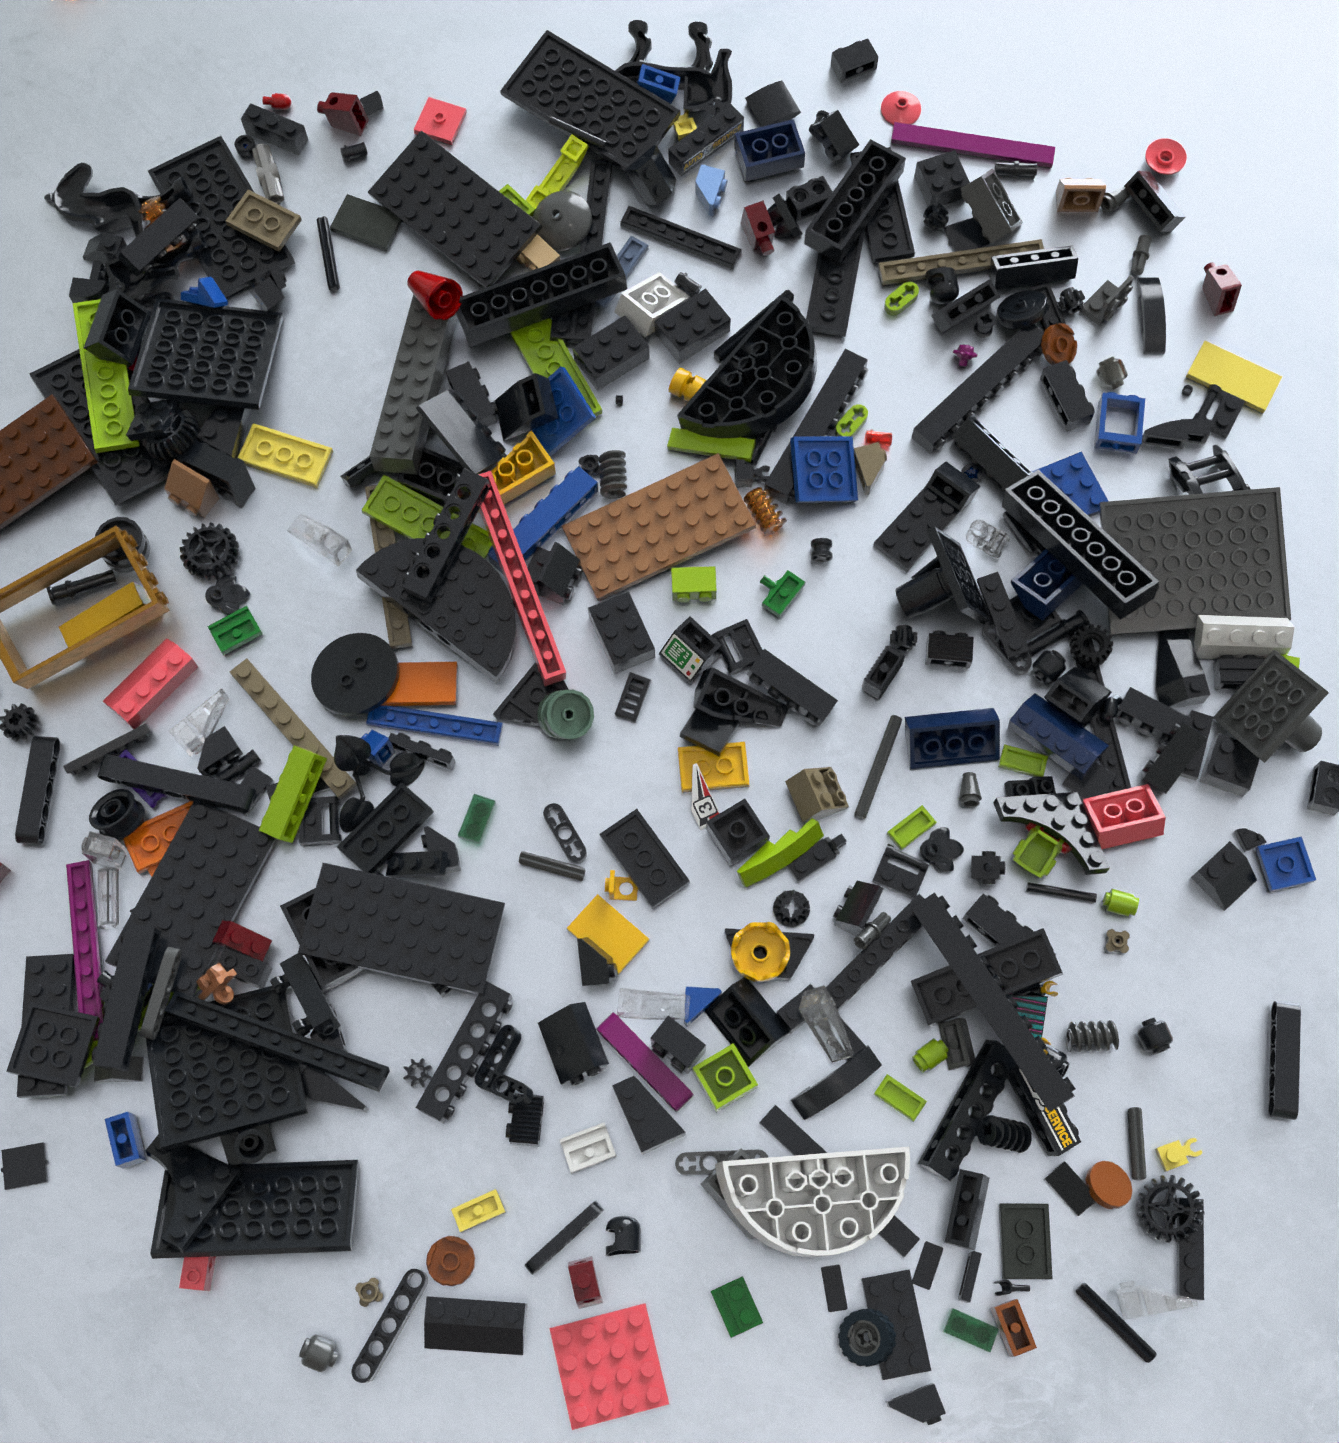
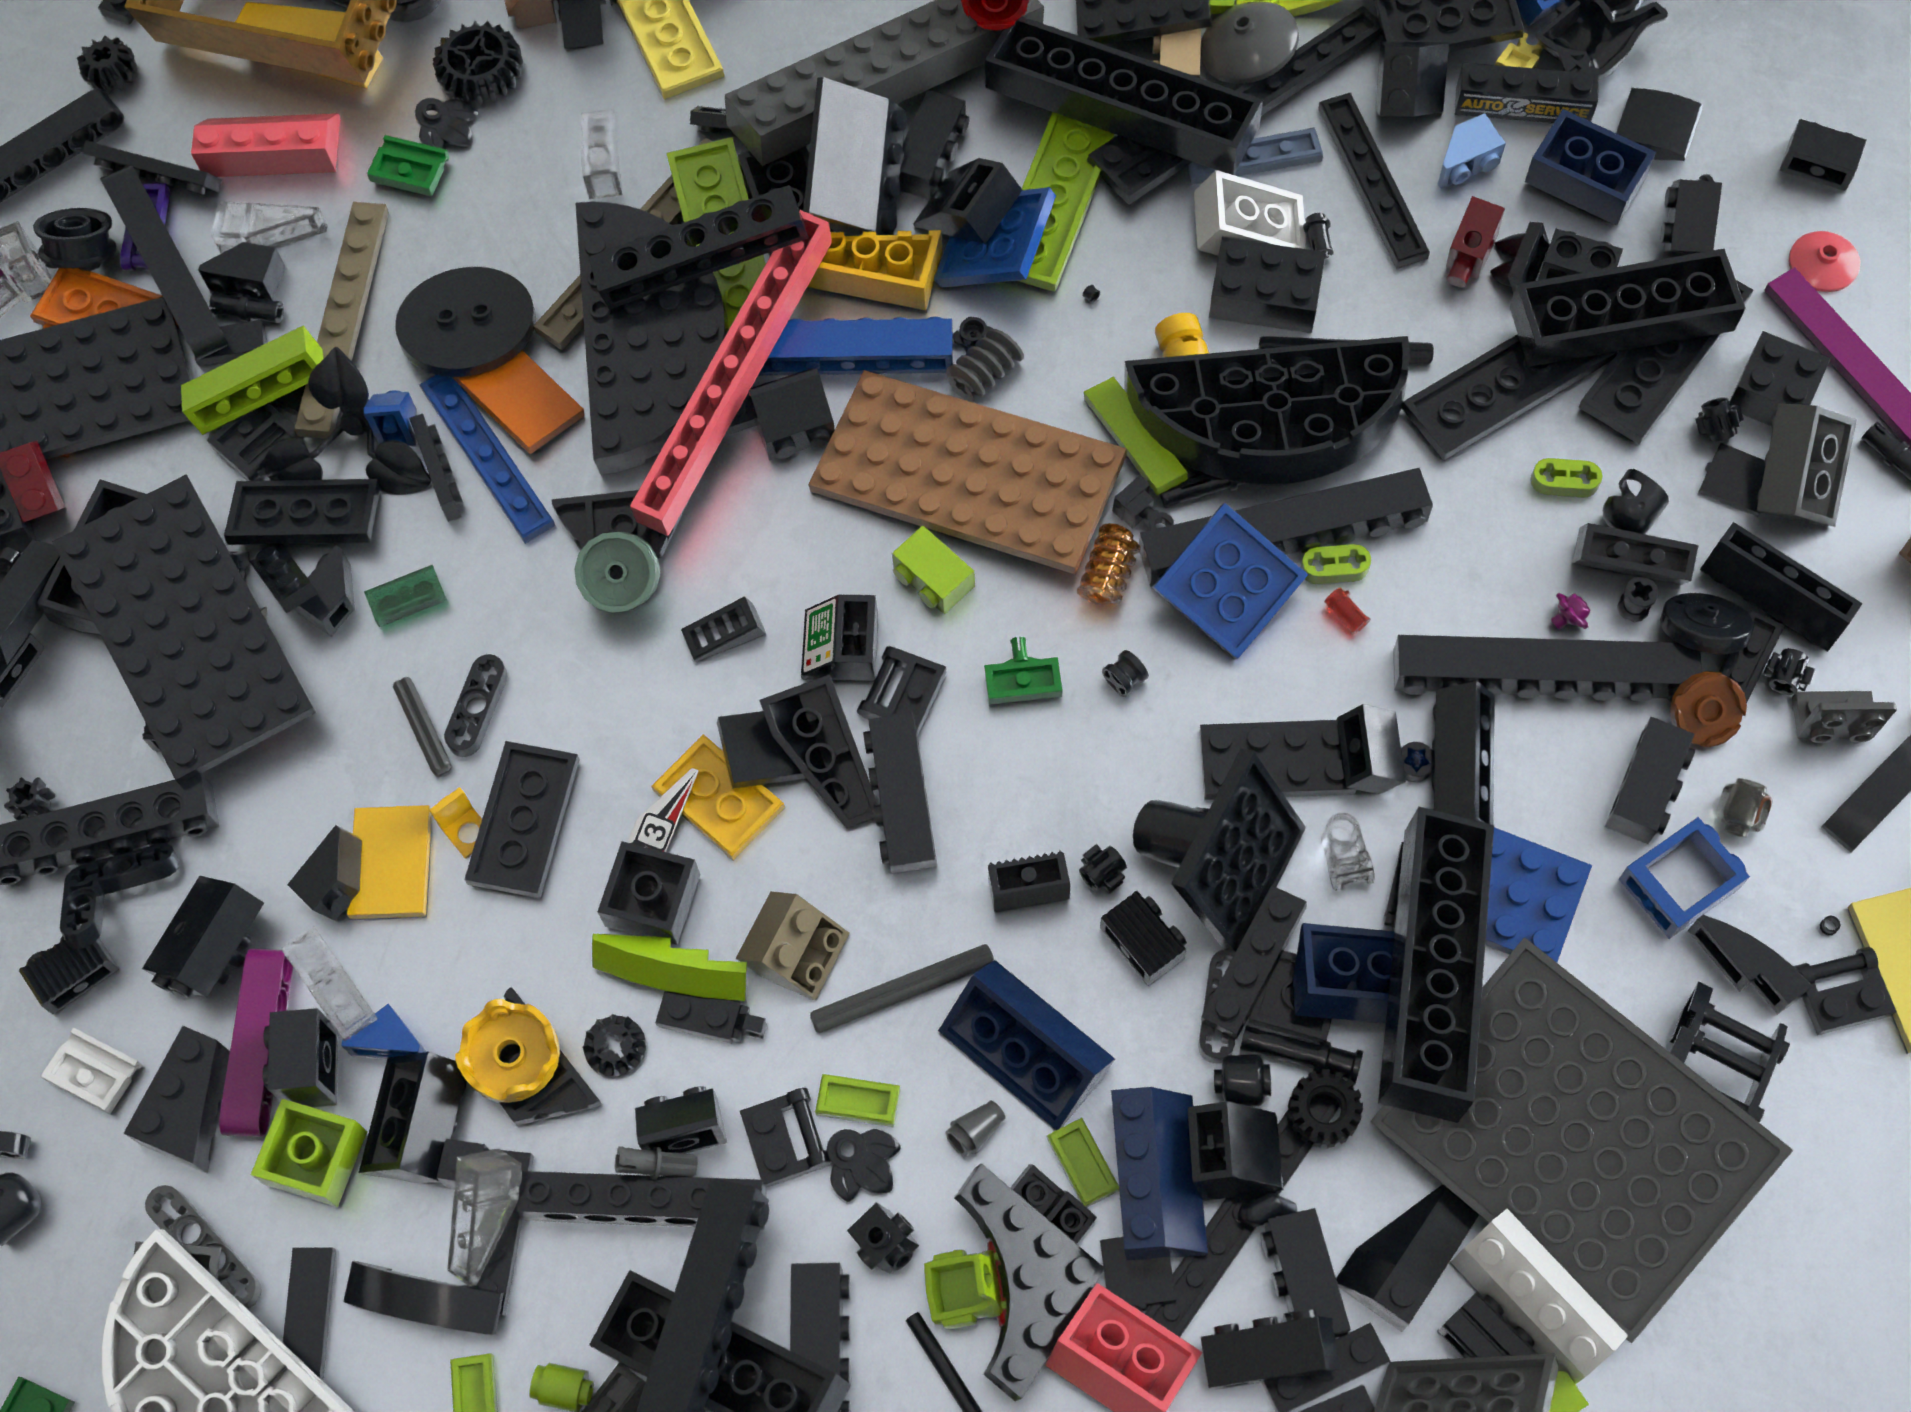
camera: 50 degrees right, 5 degrees down
(611, 352) = (1137, 232): black brick -> none
(621, 632) = (788, 546): black brick -> none
(869, 464) = (1297, 631): dark tan slope -> none
(962, 261) = (1686, 495): dark tan plate -> none

